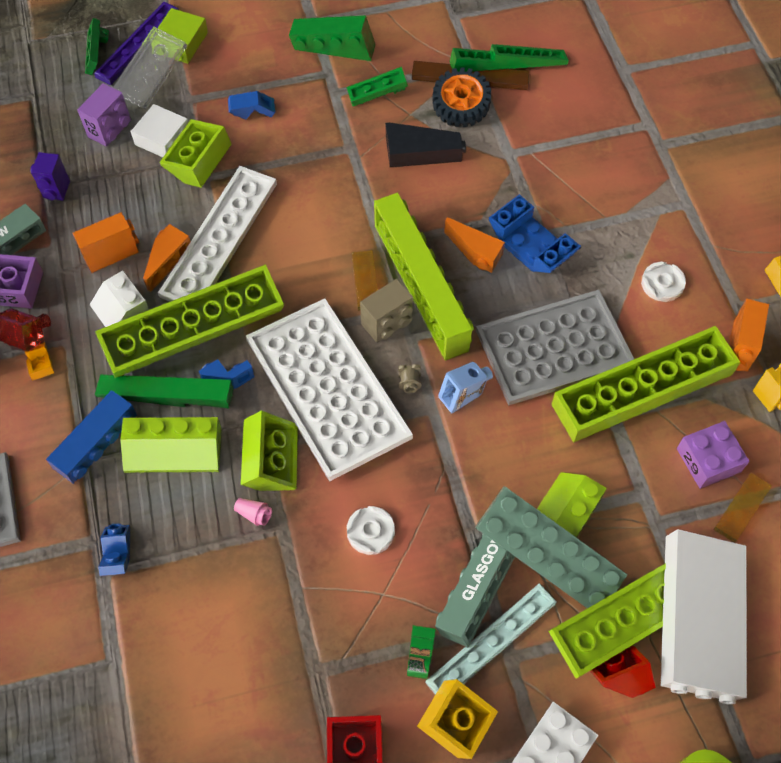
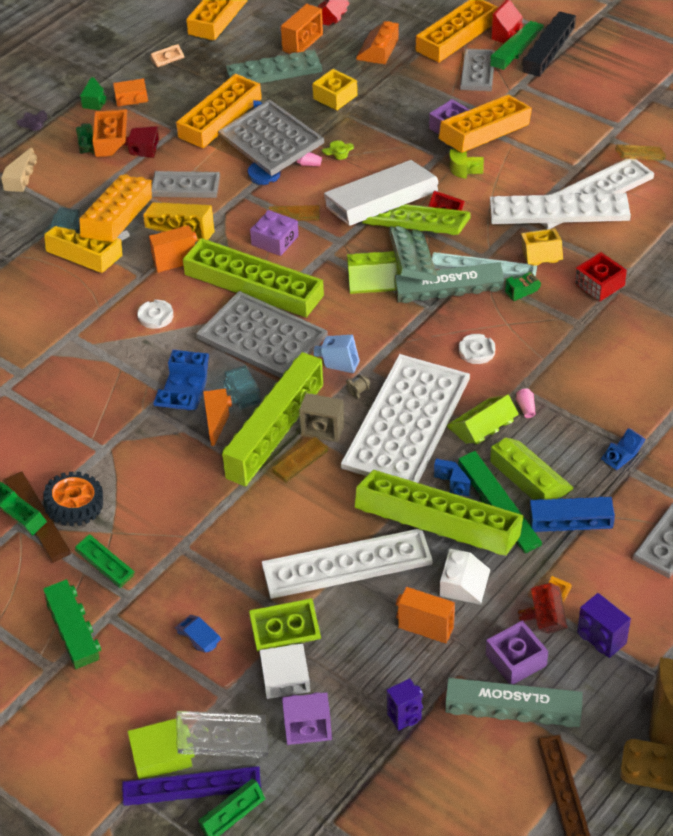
camera: 125 degrees left, 15 degrees down
(165, 254) = (392, 581): orange slope -> none
(421, 145) = (148, 498): black slope -> none
(491, 284) = (242, 387): none -> clear light blue brick

